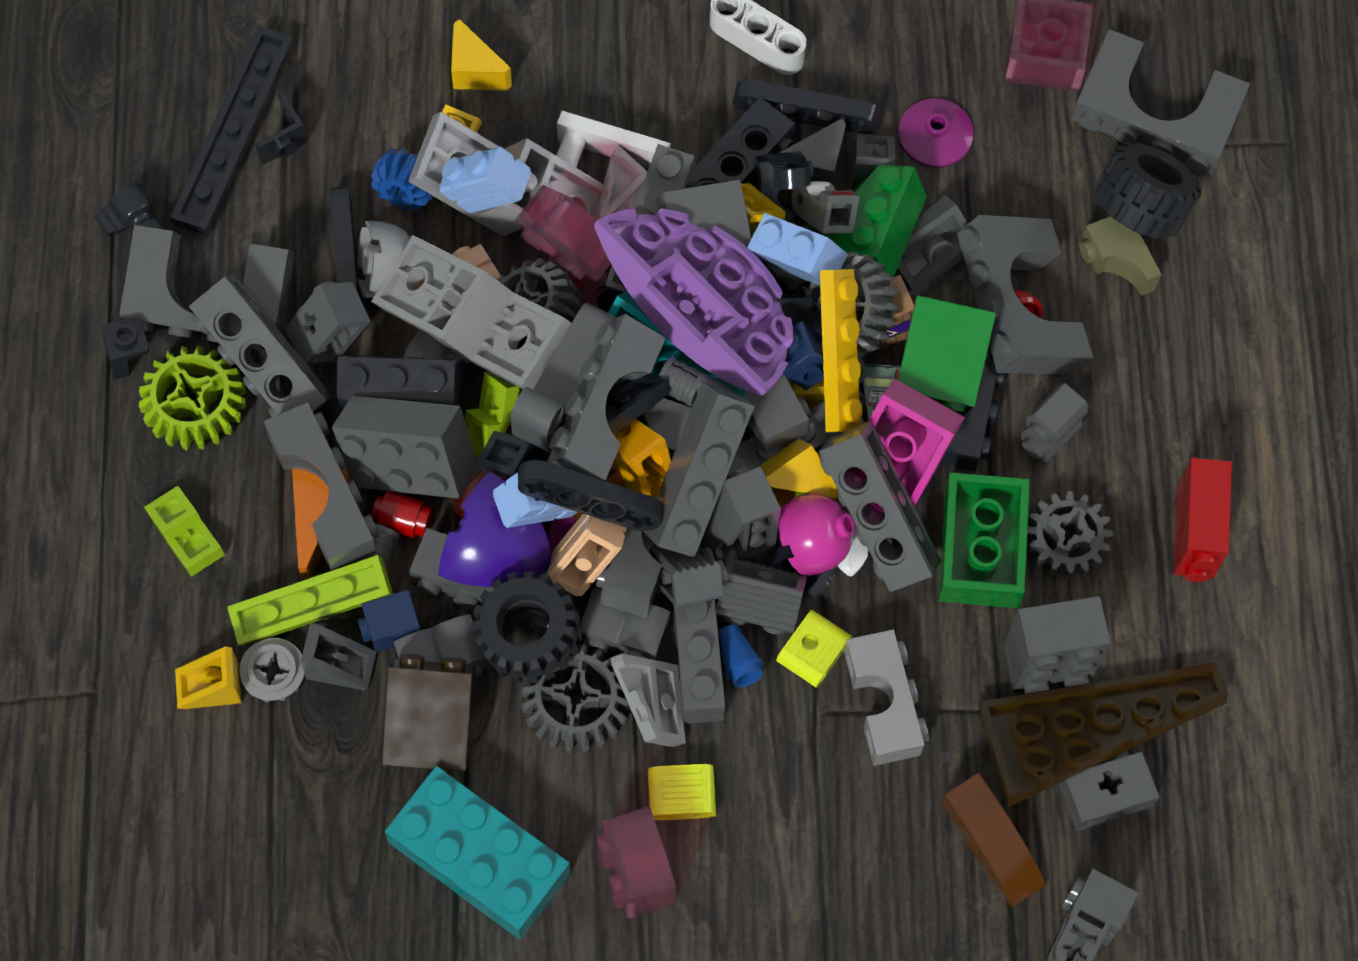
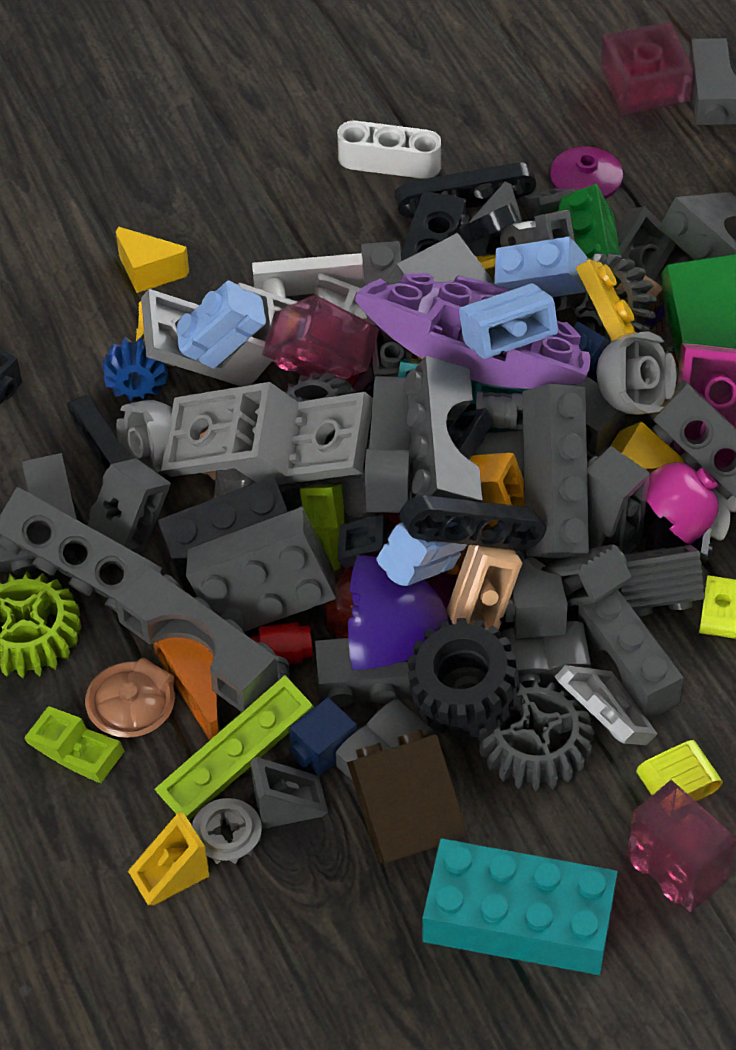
camera: 20 degrees left, 15 degrees down
(247, 510) = (130, 698): none -> nougat piece
(719, 308) = (508, 320): none -> light blue brick
(739, 659) = (673, 640): blue cone -> none
(820, 404) = (636, 373): none -> light grey cylinder

